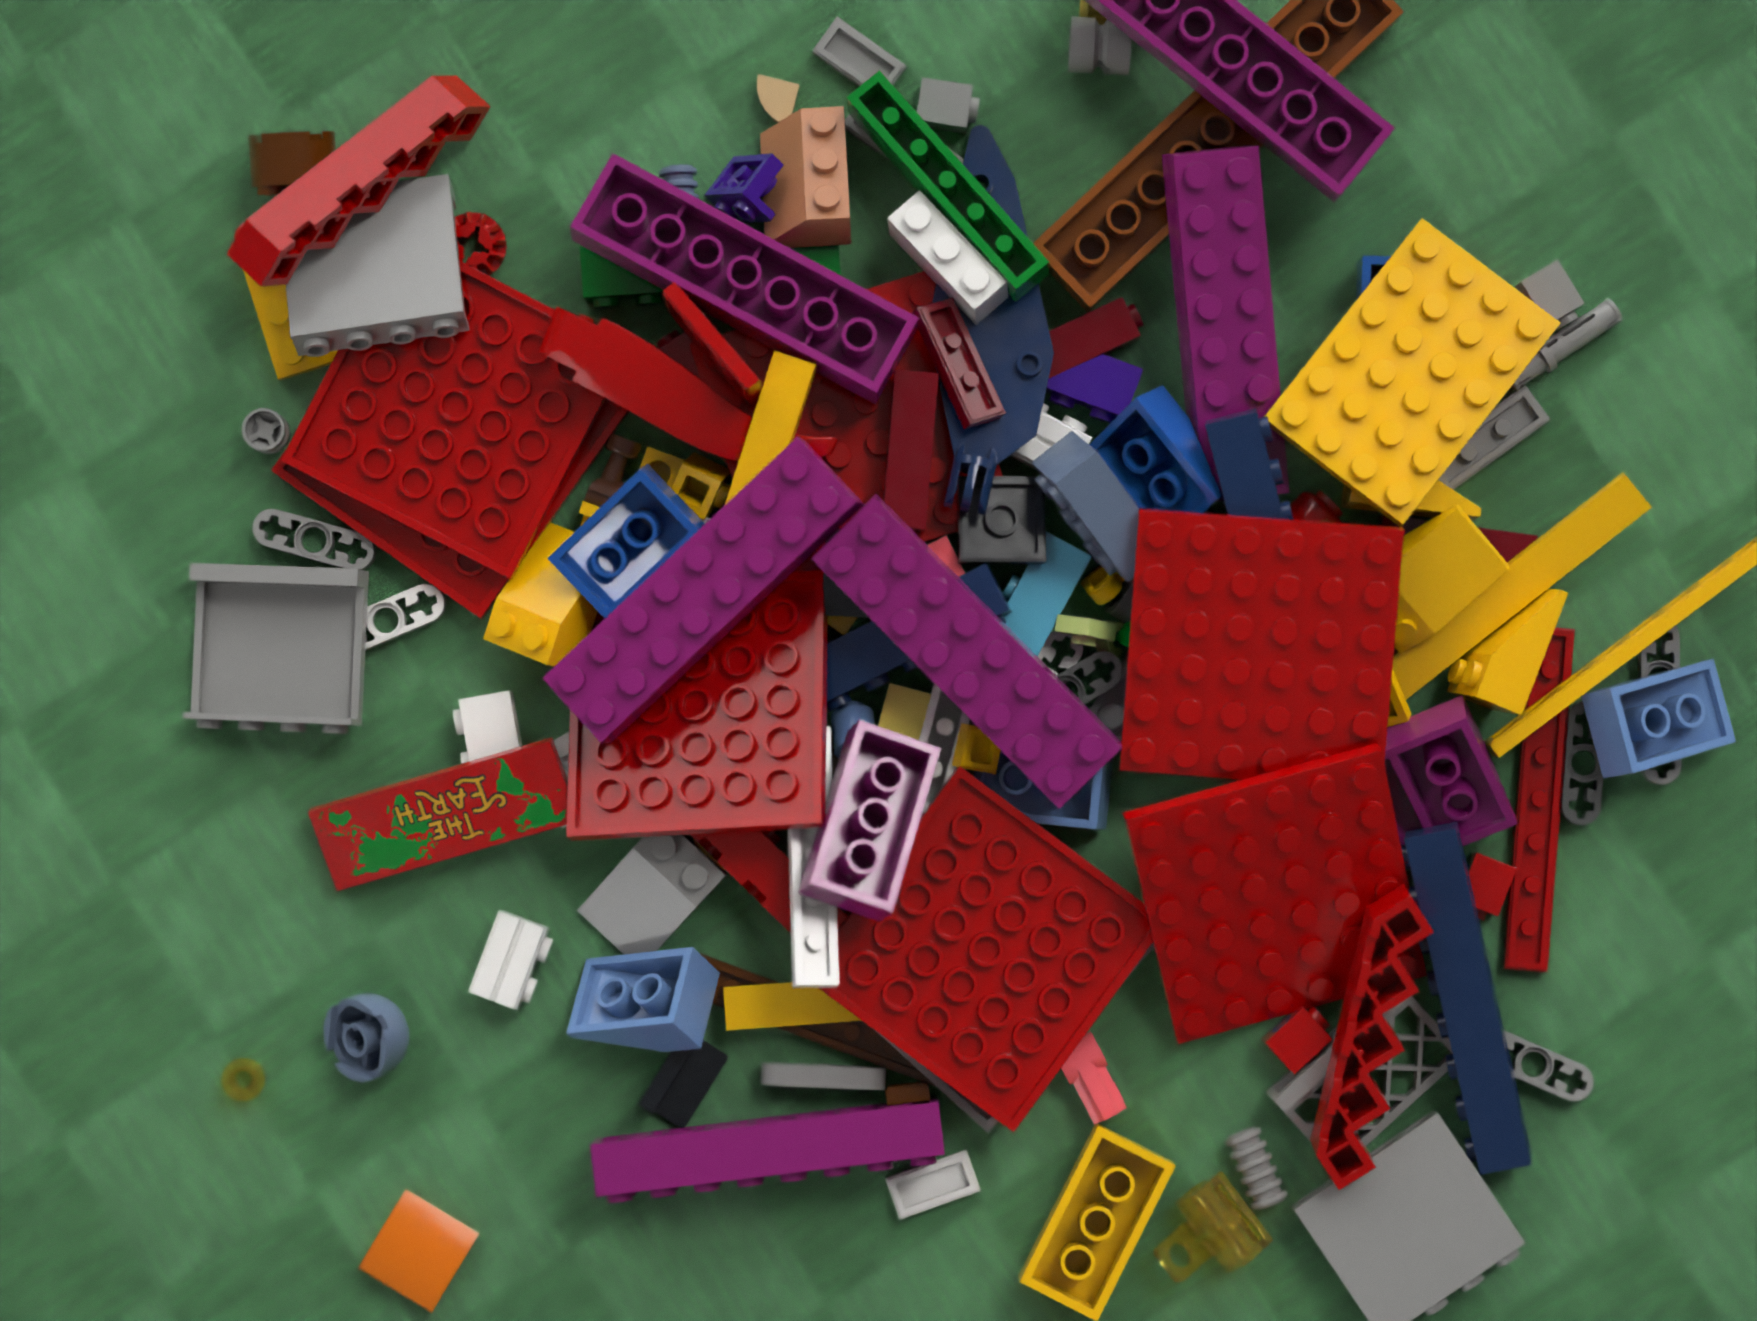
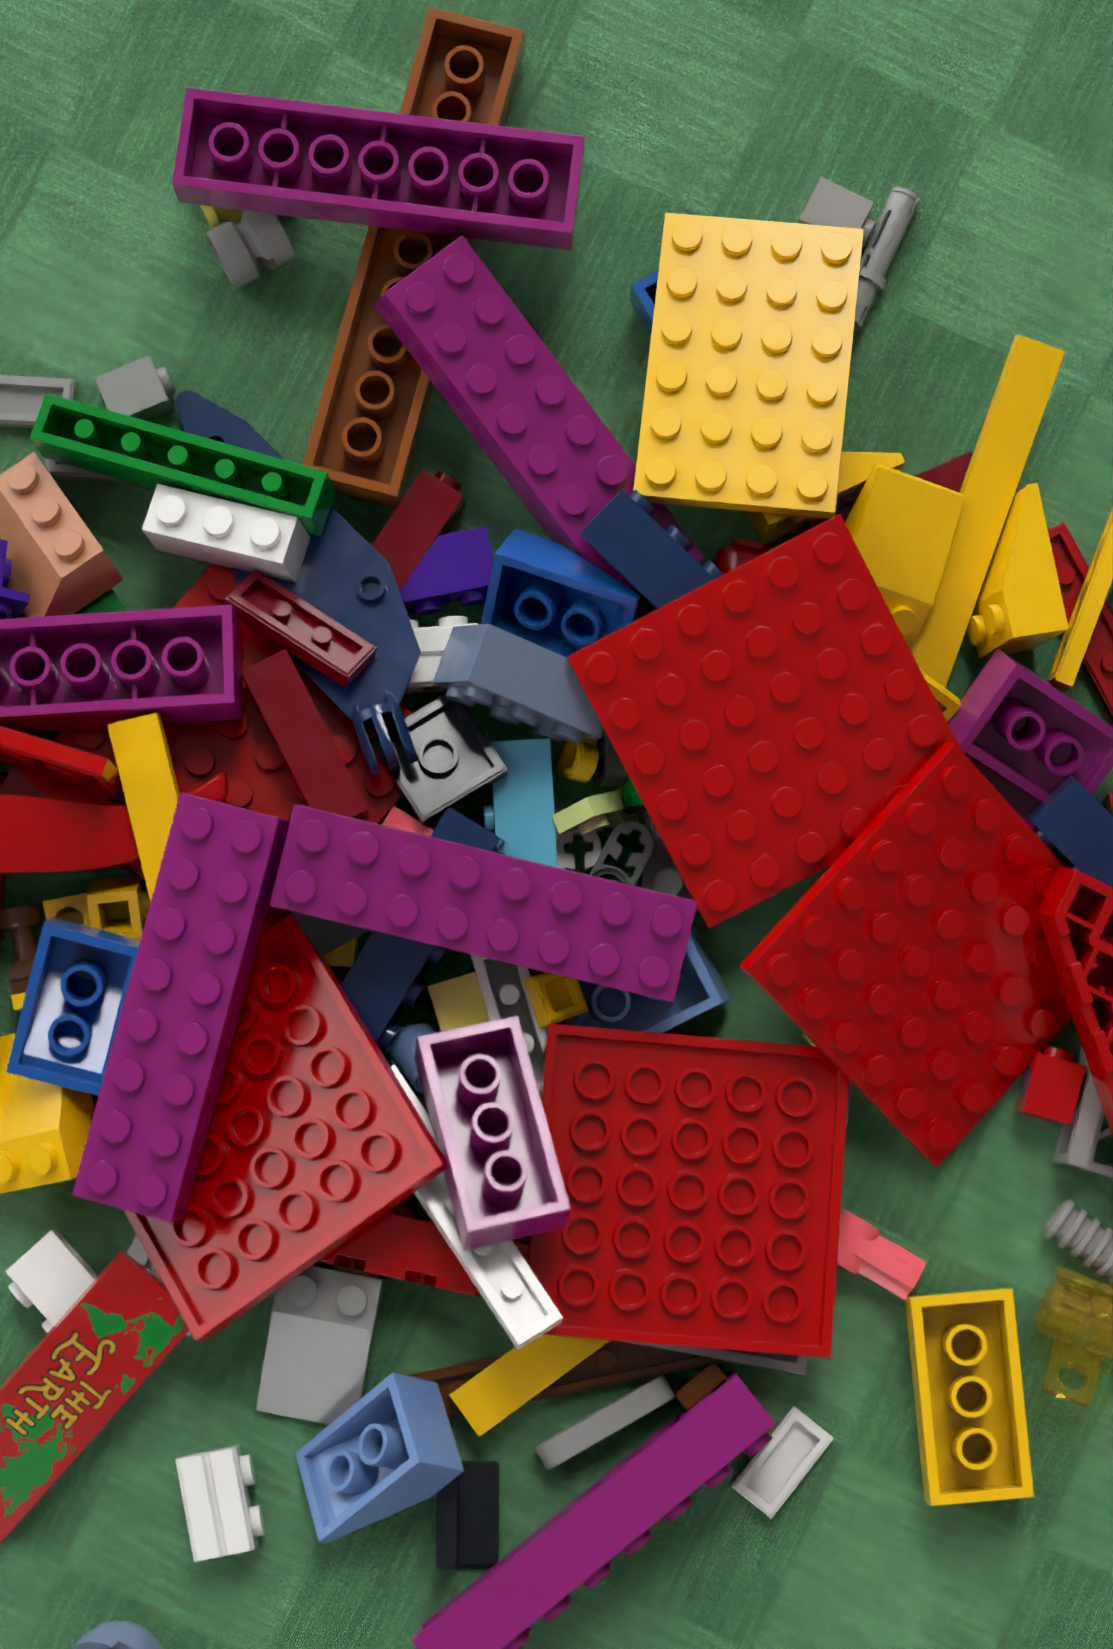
camera: 35 degrees left, 5 degrees down
(1502, 429) = (870, 379): light grey tile -> none

